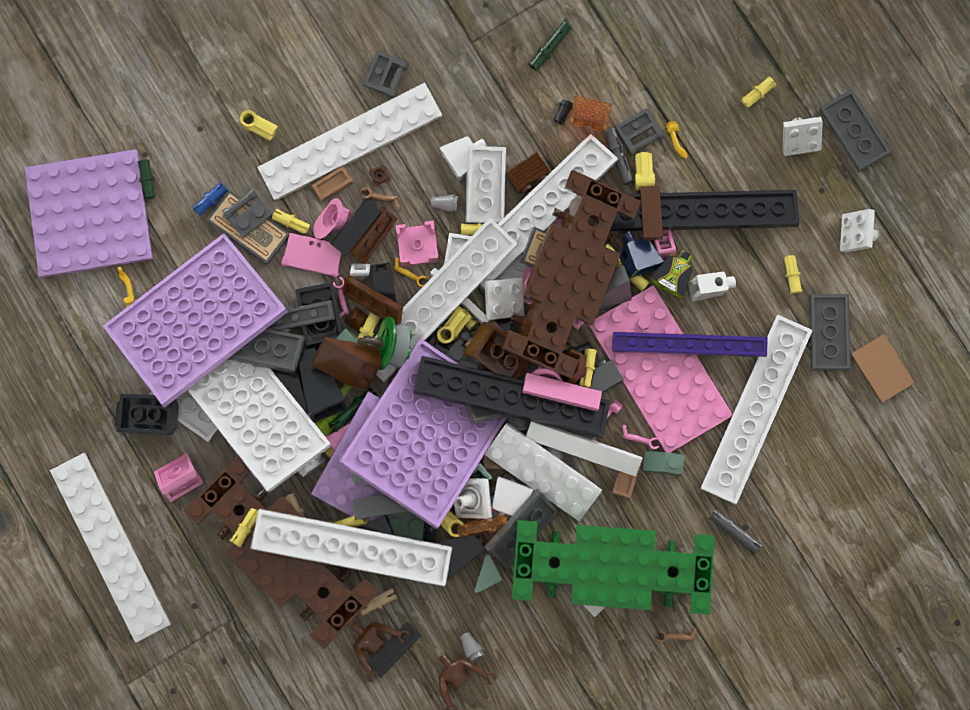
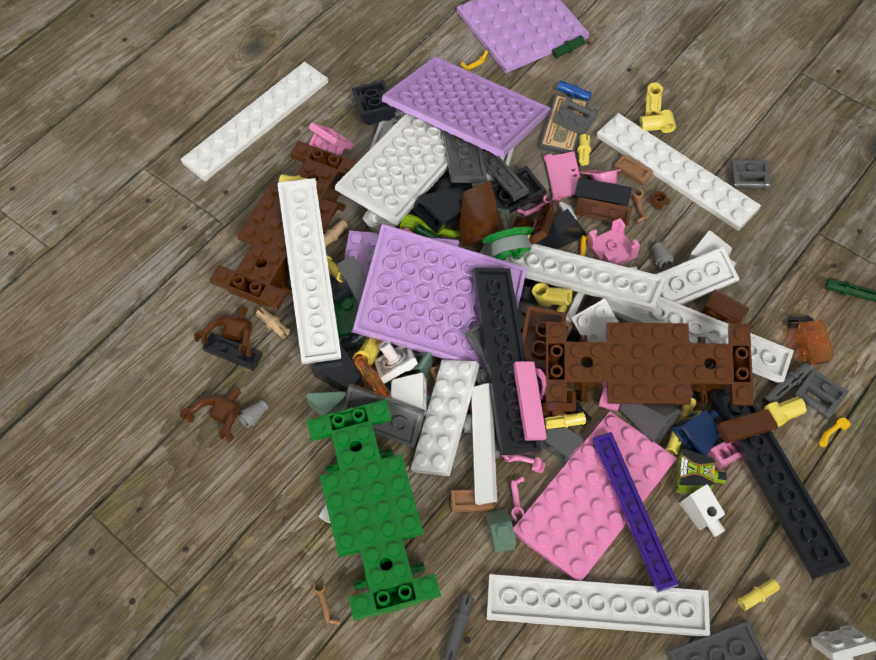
camera: 70 degrees right, 20 degrees down
(286, 127) = (663, 121): none -> light yellow piece

